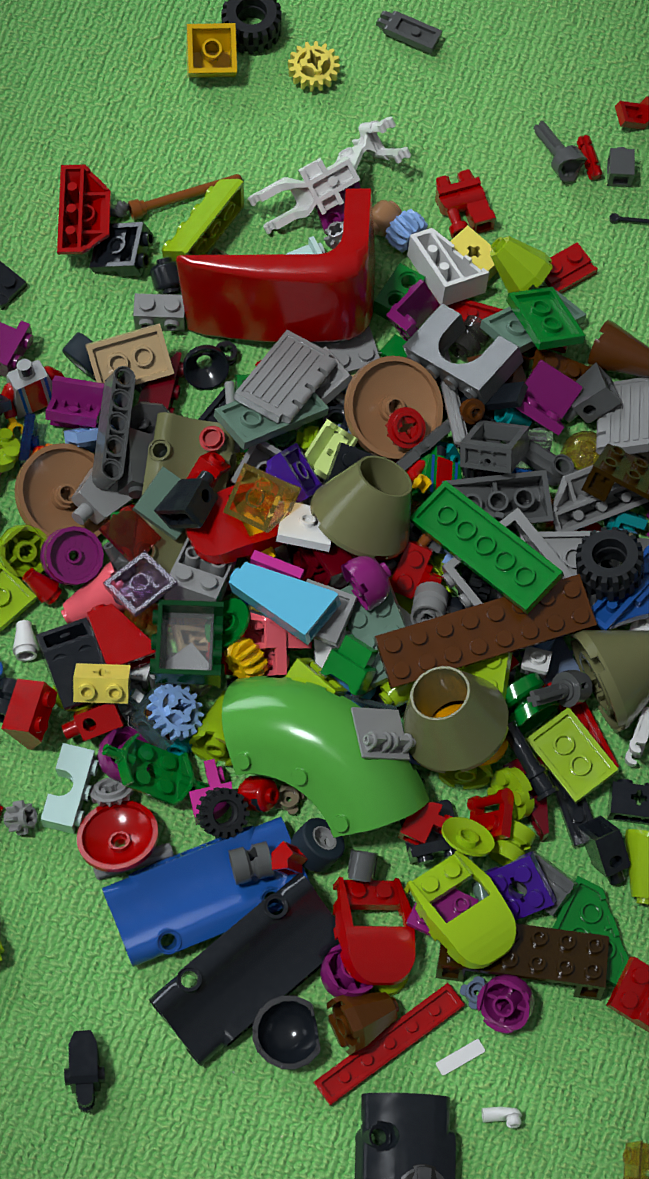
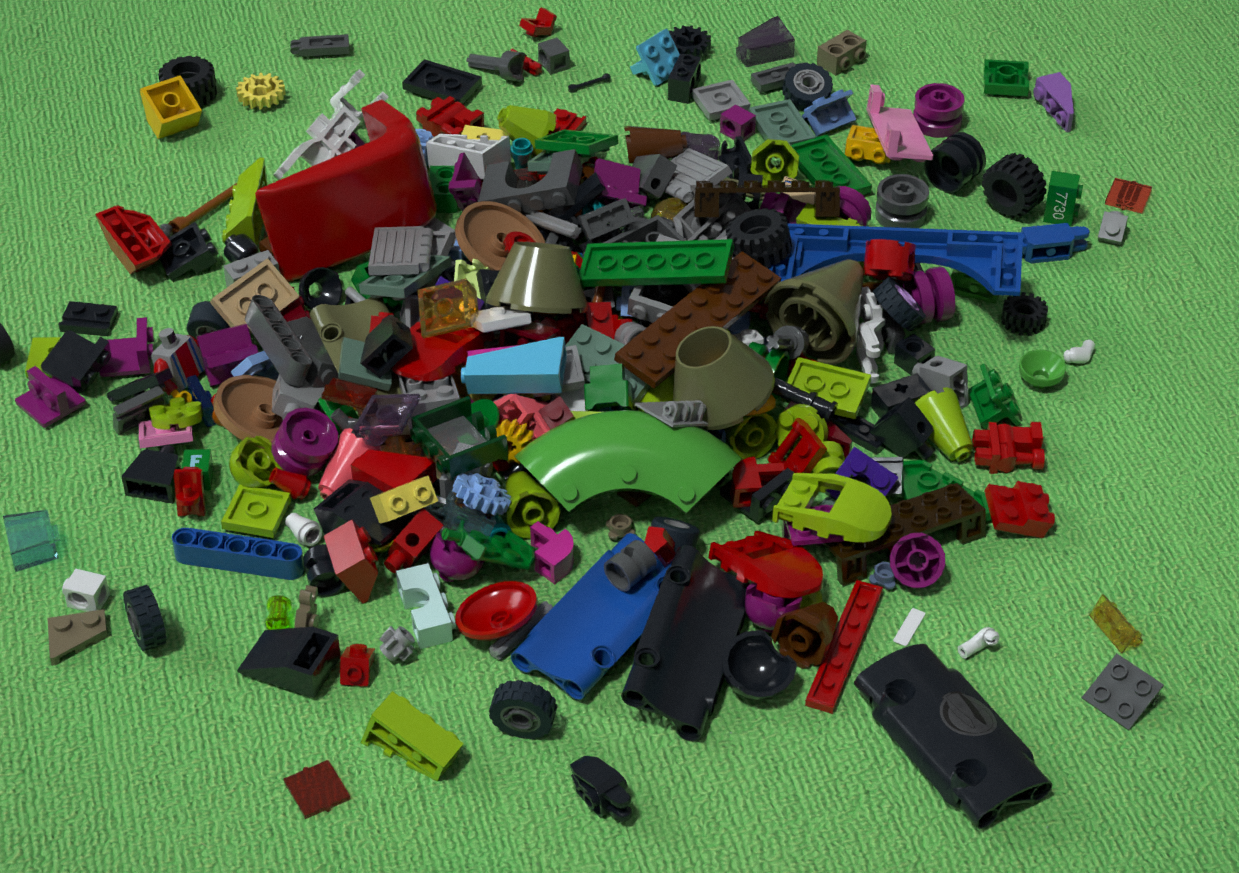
camera: 30 degrees left, 25 degrees down
(68, 957) = (523, 709): none -> black wheel
(110, 792) = (465, 588): light grey gear -> none
(212, 438) = (369, 306): red plate -> none
(236, 820) = (568, 554): black tyre -> none
(259, 793) = (593, 530): red head -> none
(291, 664) = (556, 413): none -> dark red plate
(362, 865) = (720, 528): dark grey piece -> none
(368, 580) = (578, 325): magenta cylinder -> none
(466, 410) = (567, 210): reddish brown plate -> none
(467, 836) = (795, 463): lime dish -> none
(490, 146) = (441, 81): none -> black plate
(497, 291) = (521, 152): none -> teal cone

